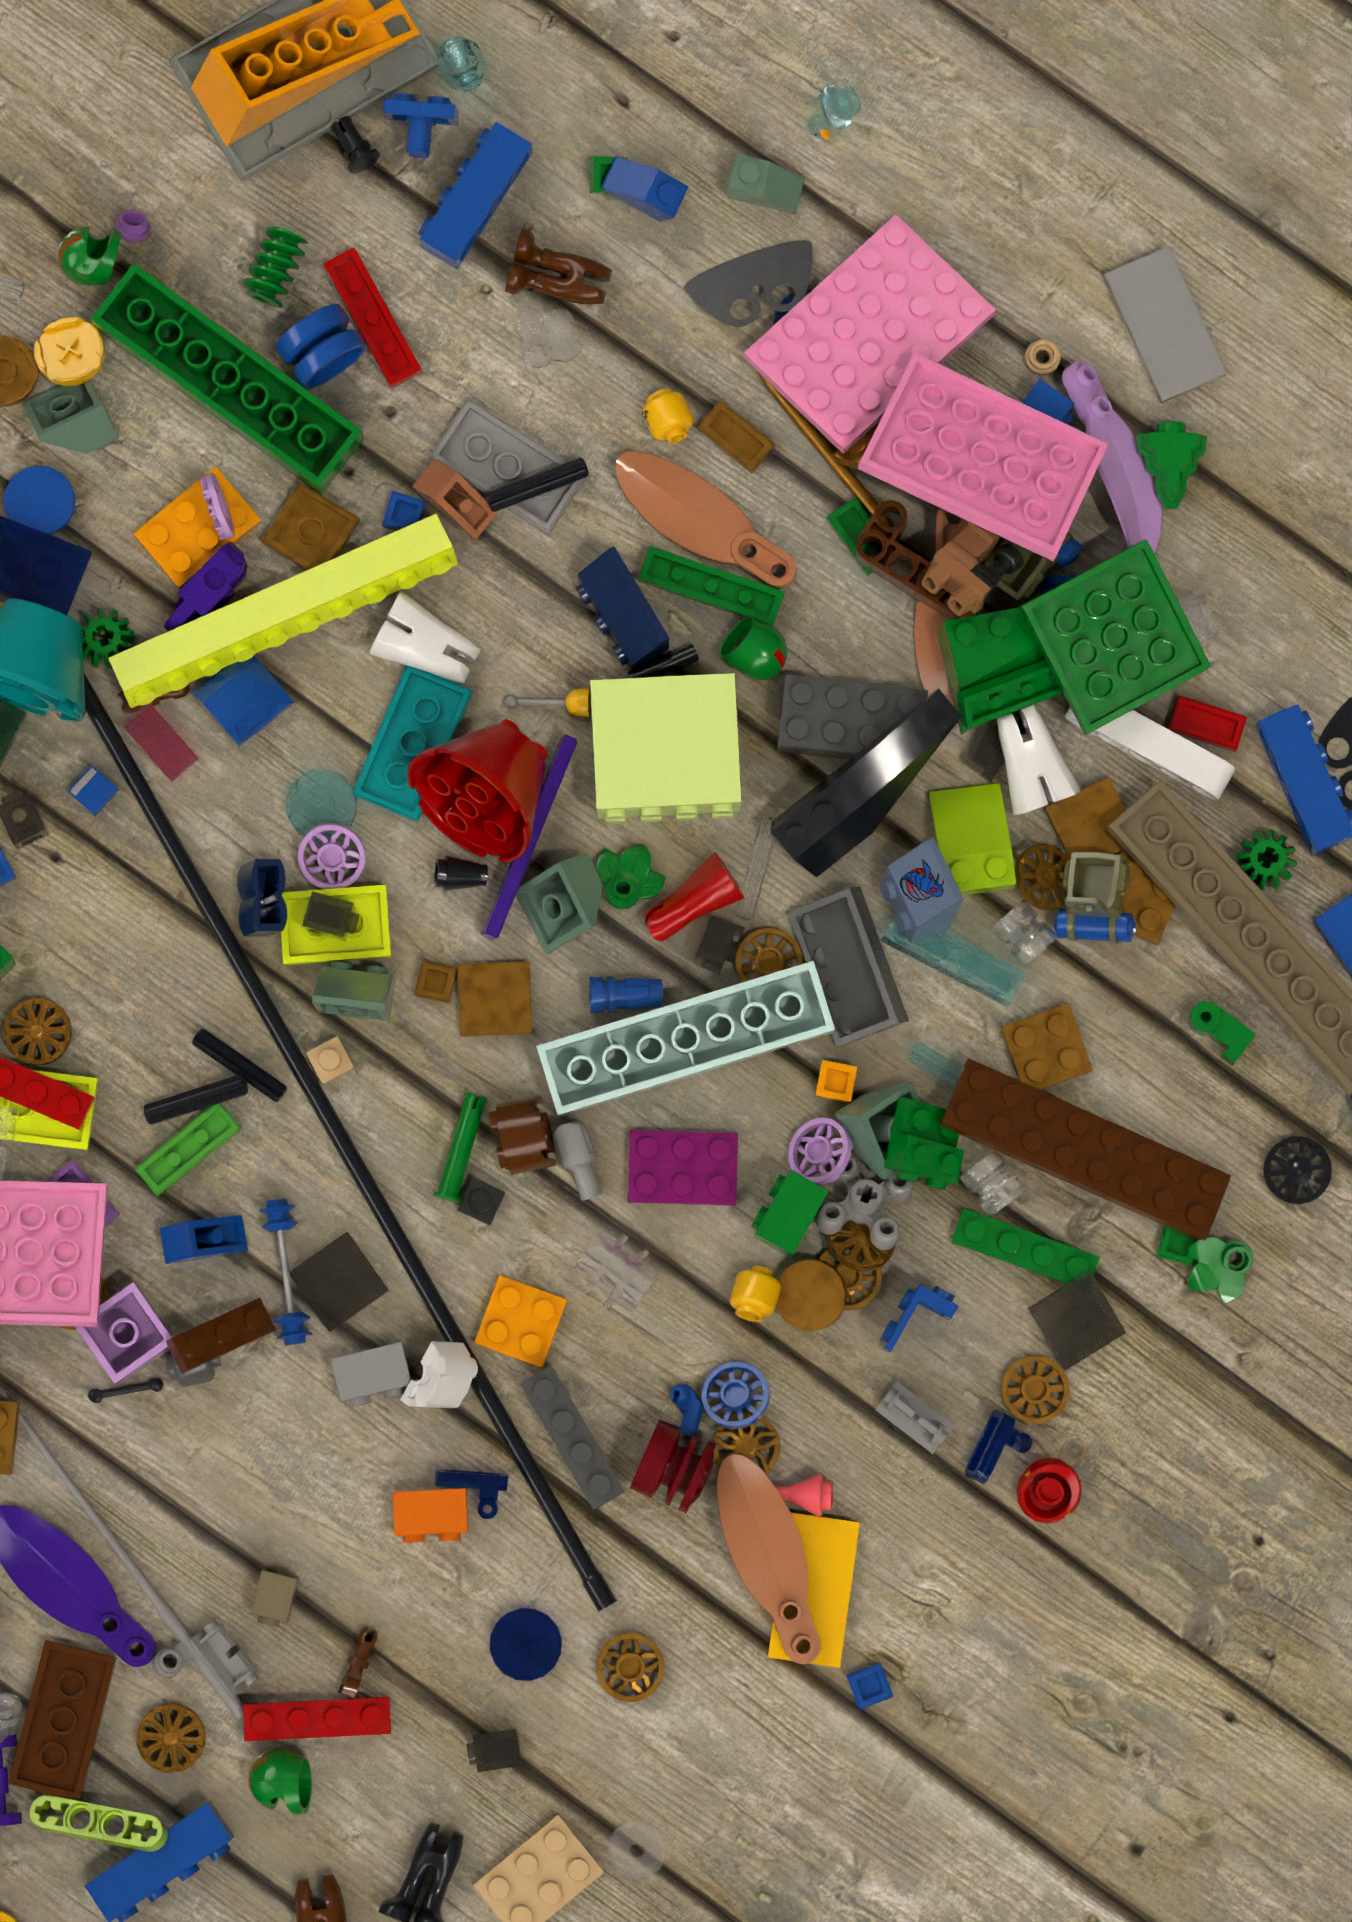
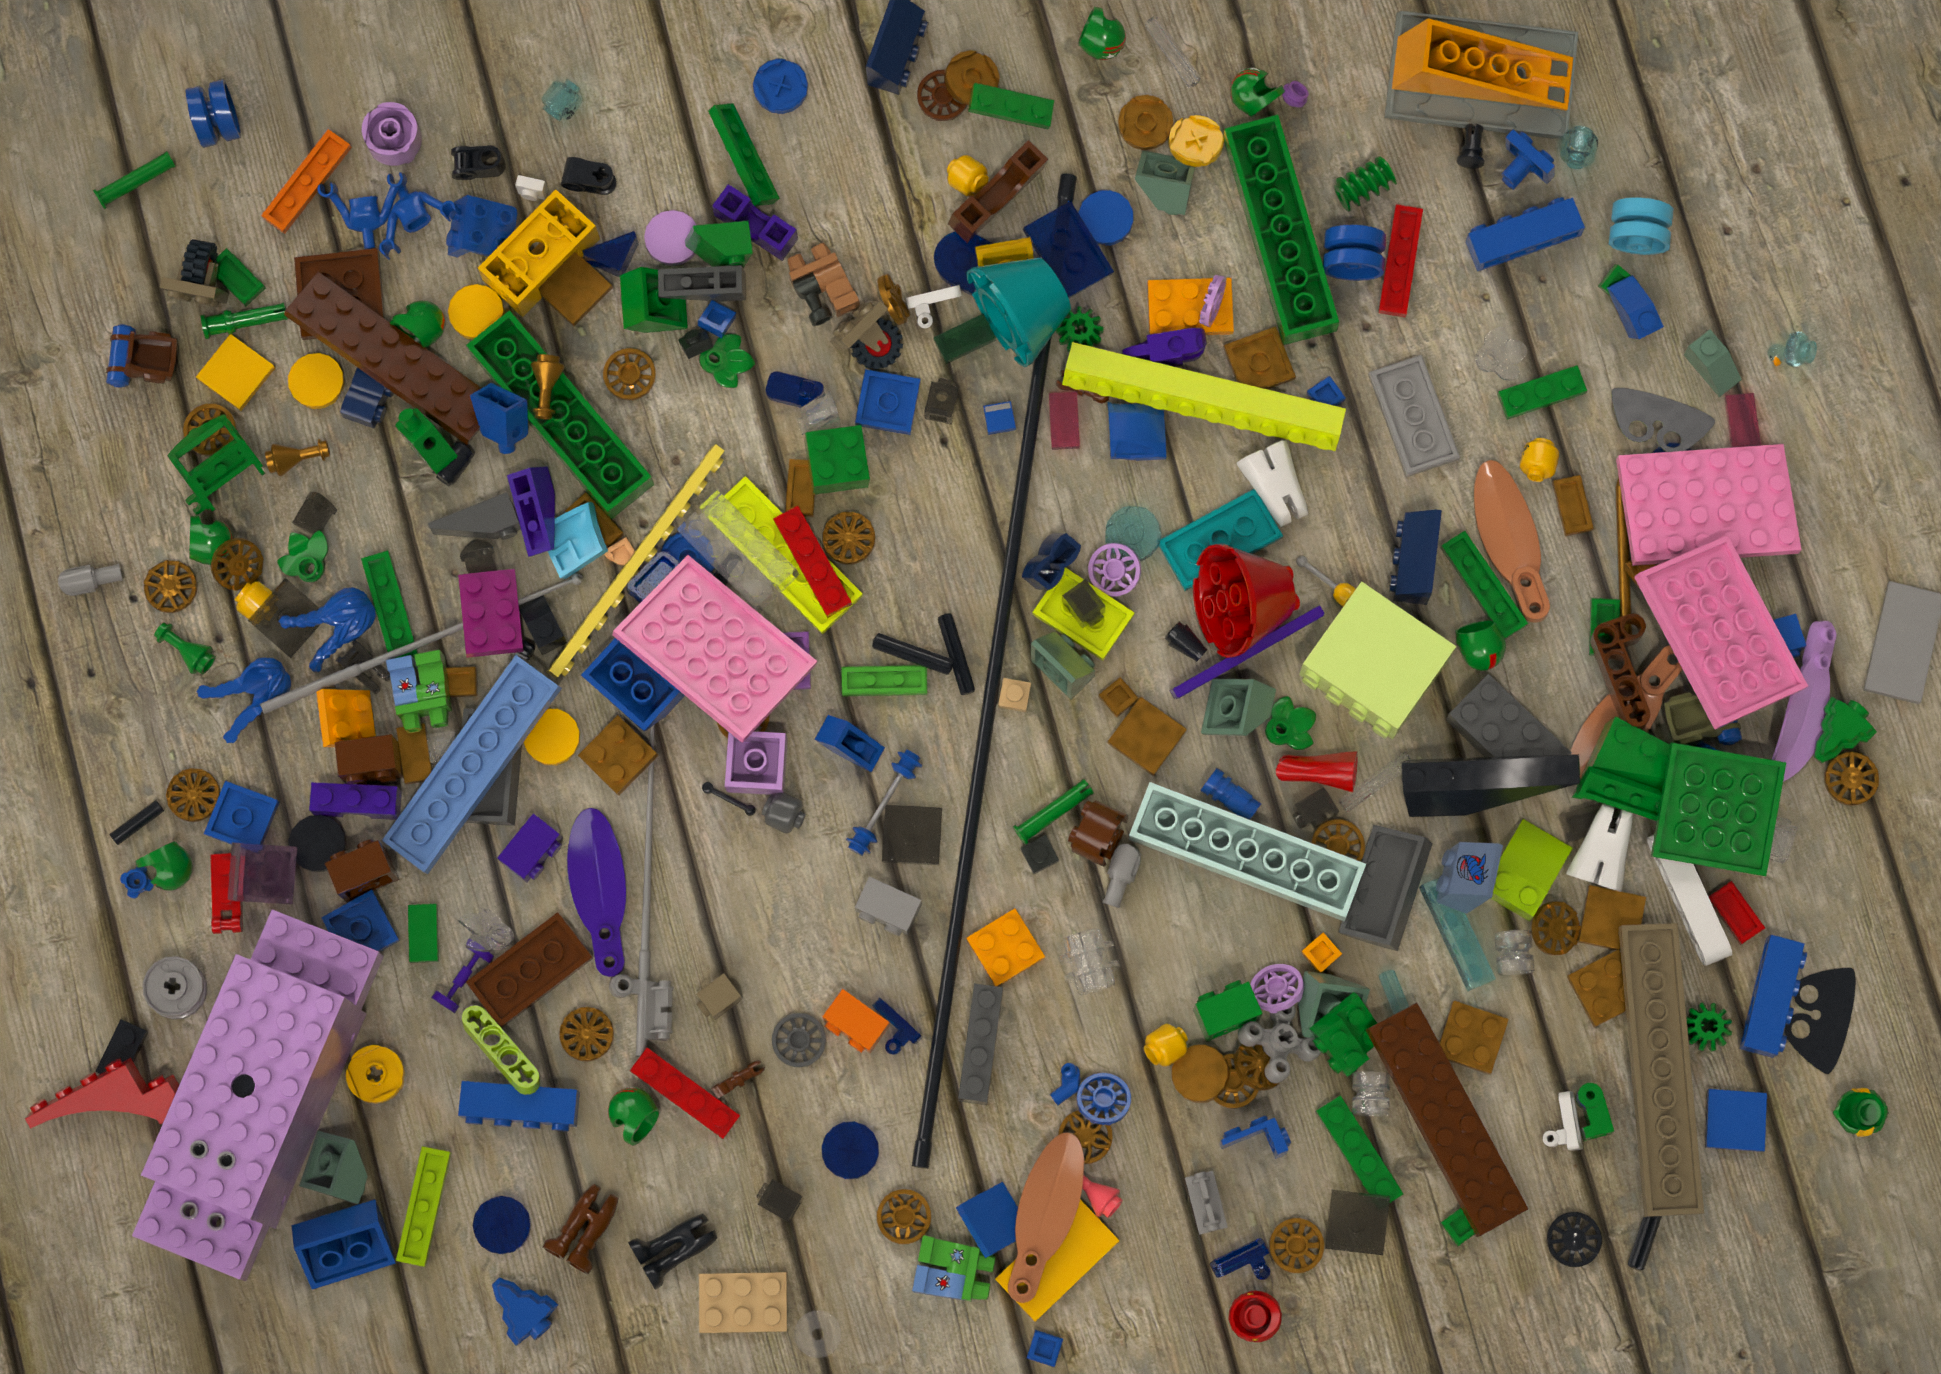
camera: 45 degrees right, 5 degrees down
(220, 1335) = (813, 809): reddish brown plate -> none
(387, 1575) = (799, 1040): none -> dark grey wheel
(445, 1377) = (929, 944): white cylinder -> none
(454, 498) = (1365, 409): nougat slope -> none
(537, 484) = (1423, 439): black axle -> none
(569, 264) = (1550, 320): reddish brown piece -> none
(587, 99) = (1641, 226): none -> medium azure wheel
(617, 344) = (1542, 392): none -> green plate
(666, 663) = (1420, 613): black piece -> none
(673, 1466) = (1029, 1110): dark red wheel -> none
(683, 1167) = (1182, 932): magenta plate -> none
(719, 1602) = (991, 1219): none -> blue tile
(730, 1678) = (960, 1274): none -> bright green hips
(837, 221) = (1742, 420): none -> clear pink tile
(961, 573) = (1652, 692): medium nougat hips -> none
(1045, 346) = (1816, 599): tan plate -> none
(1095, 899) = (1576, 965): olive piece -> none
(1214, 1268) = (1471, 1261): green plate -> none
(1215, 1067) = (1571, 1133): none -> white piece
(1217, 501) = (1851, 778): none -> pearl gold wheel

